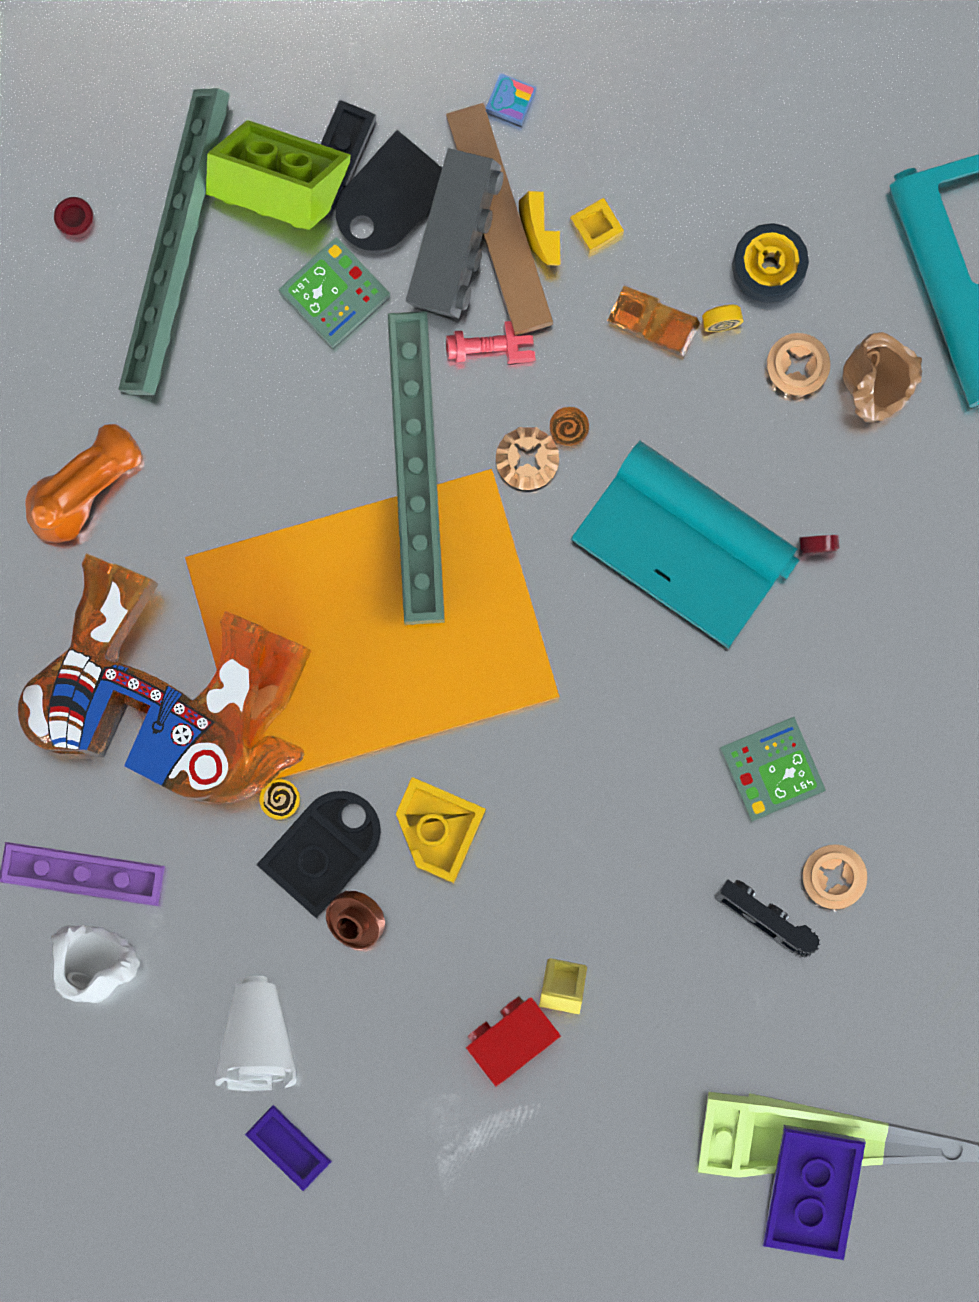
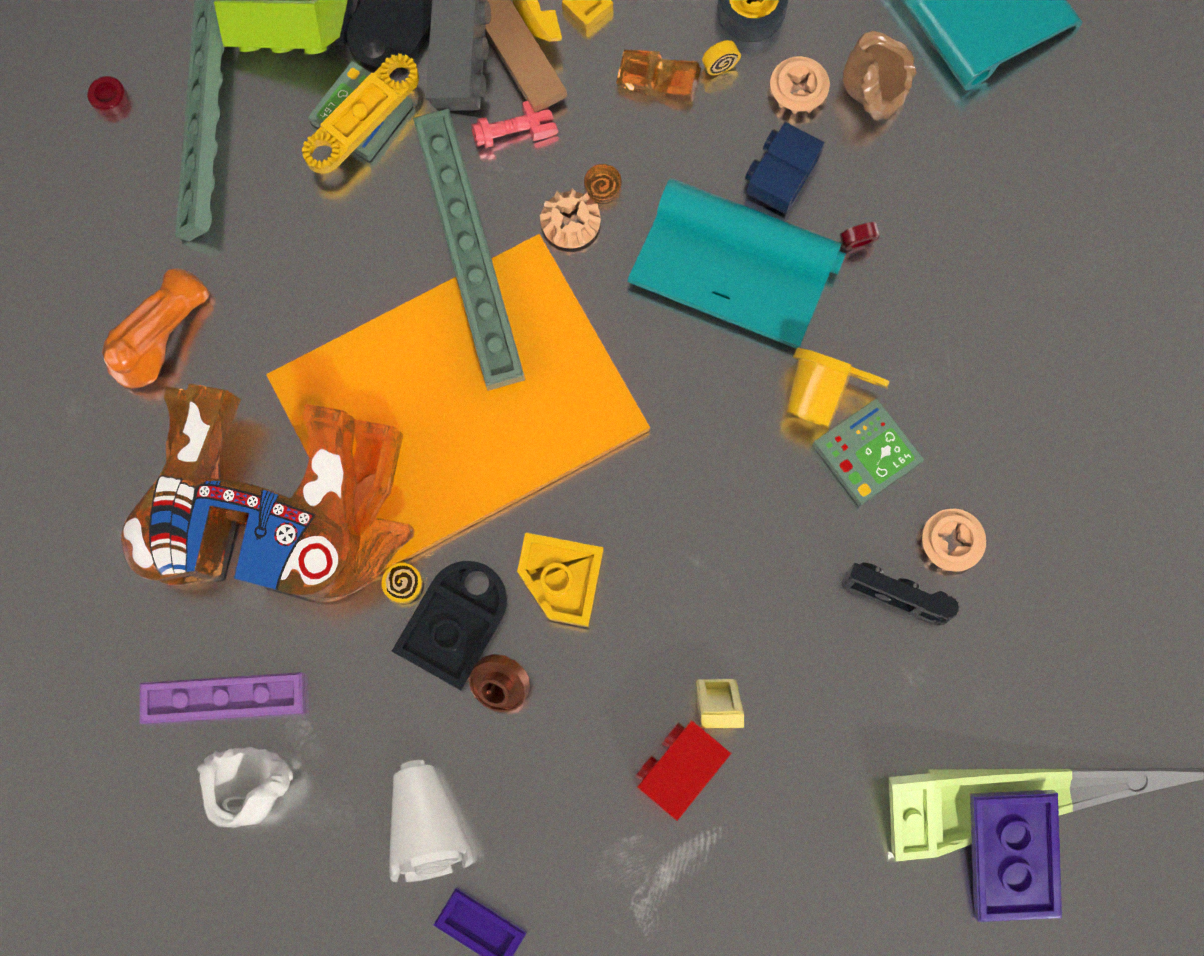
camera: 10 degrees left, 5 degrees down
(335, 301) = (360, 113): none -> yellow plate
(739, 694) = (821, 384): none -> yellow container
(759, 453) = (784, 167): none -> dark blue brick

